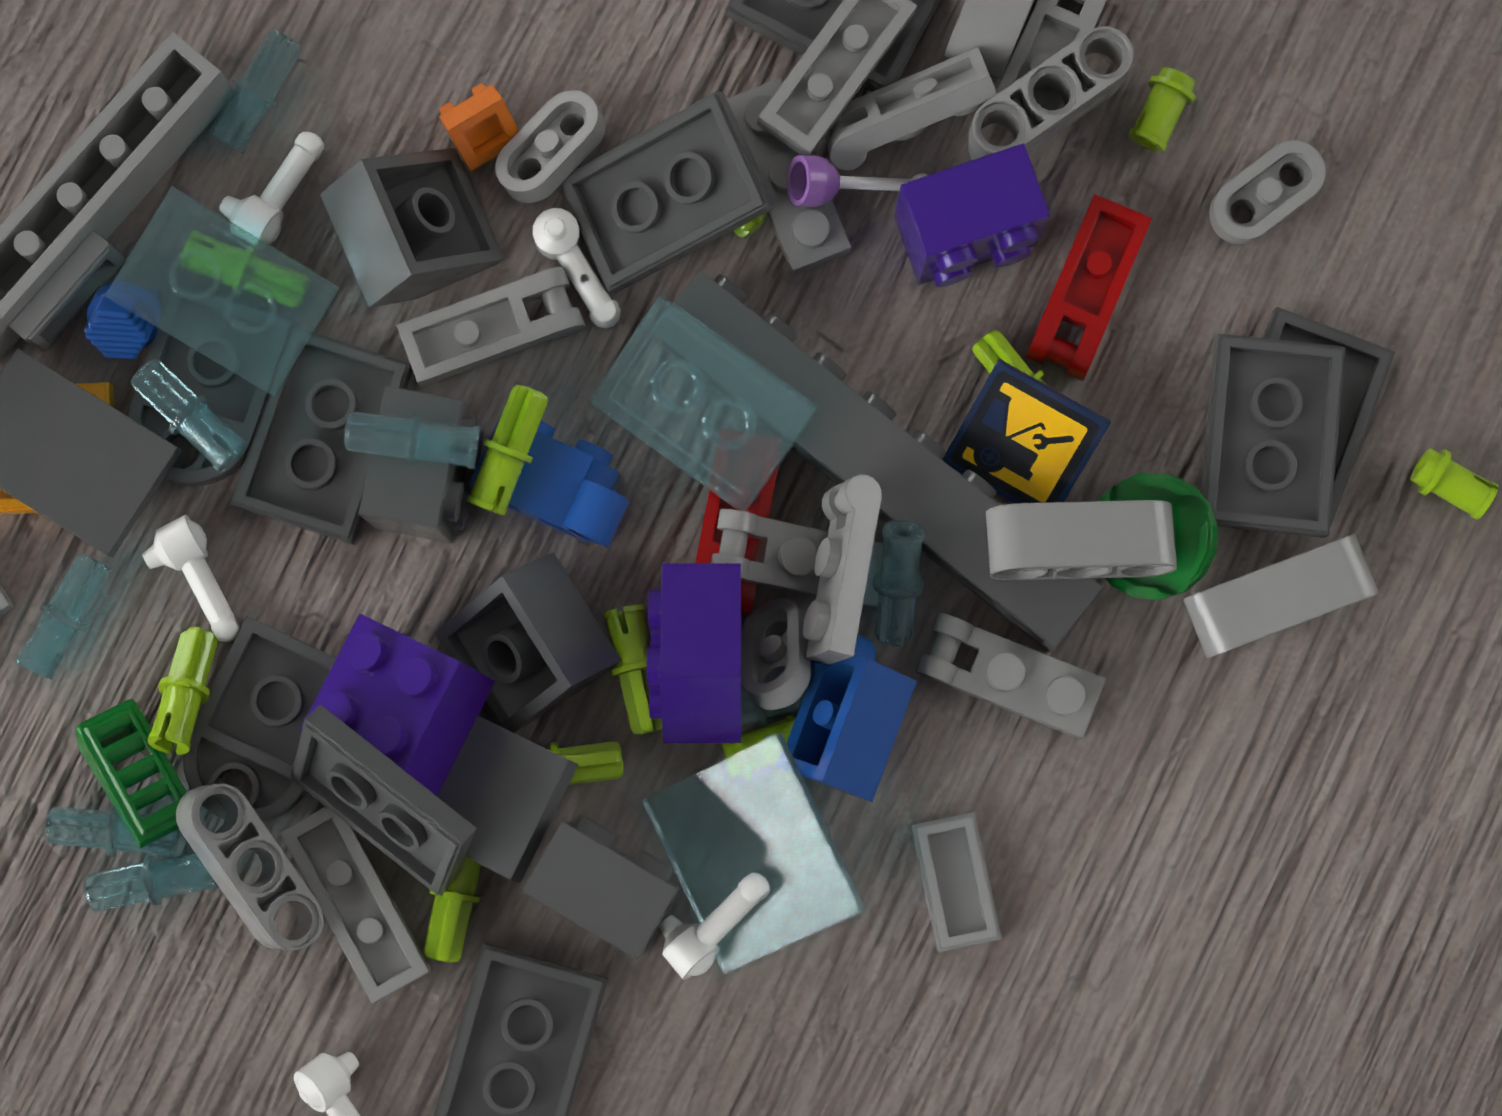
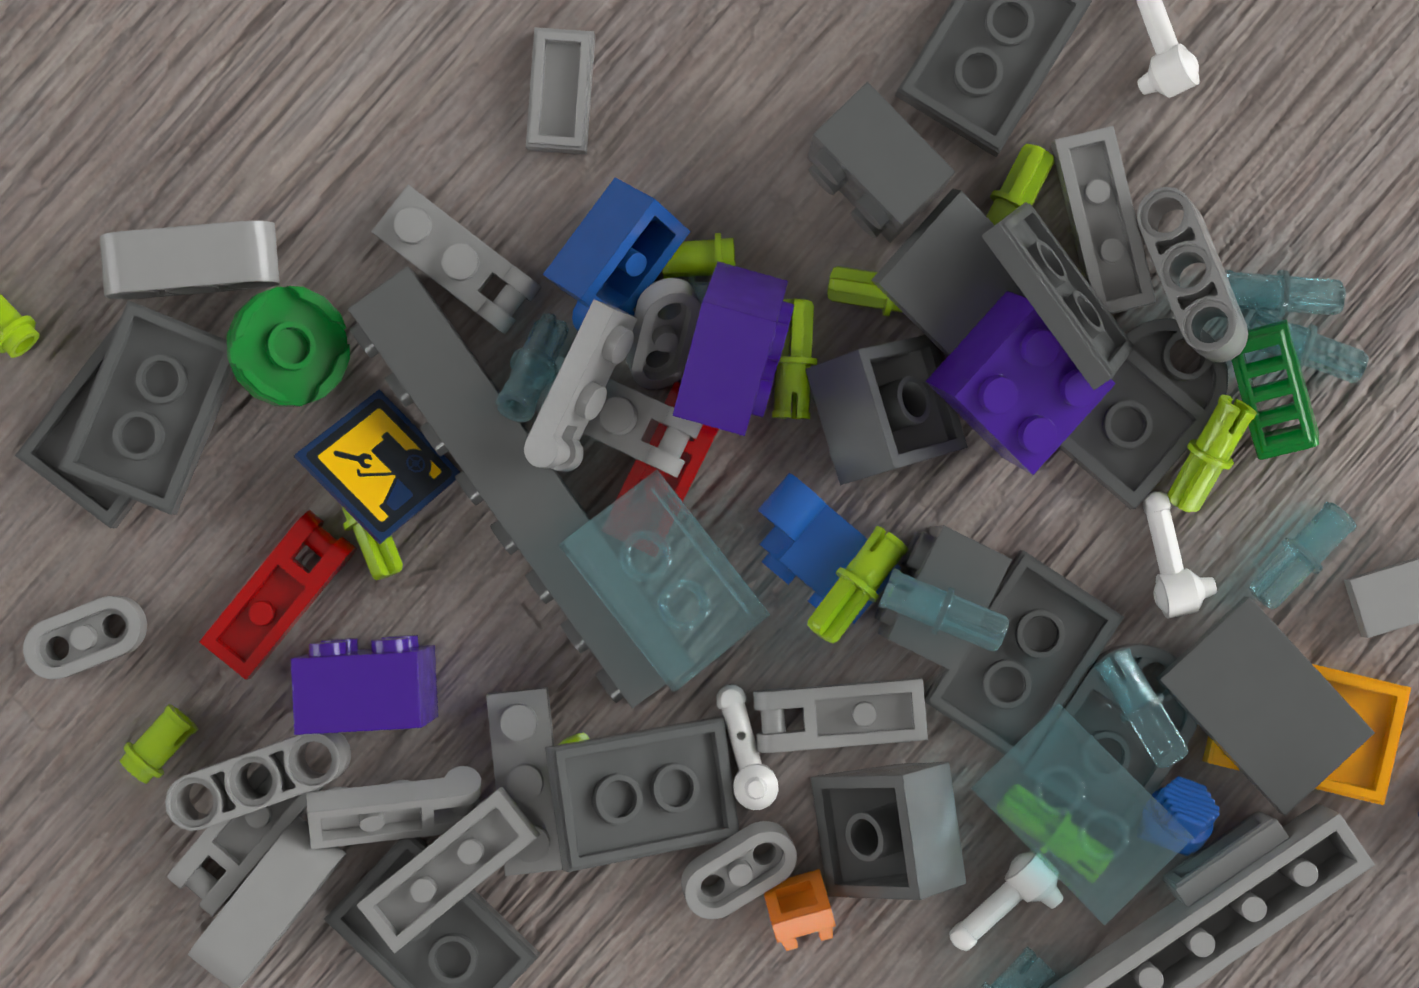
camera: 160 degrees left, 5 degrees up
(693, 946) = (811, 97): white piece -> none
(762, 820) = (734, 161): clear light blue piece -> none
(816, 181) = (500, 761): medium lavender hinge -> none
(1081, 540) = (354, 352): light grey beam -> none

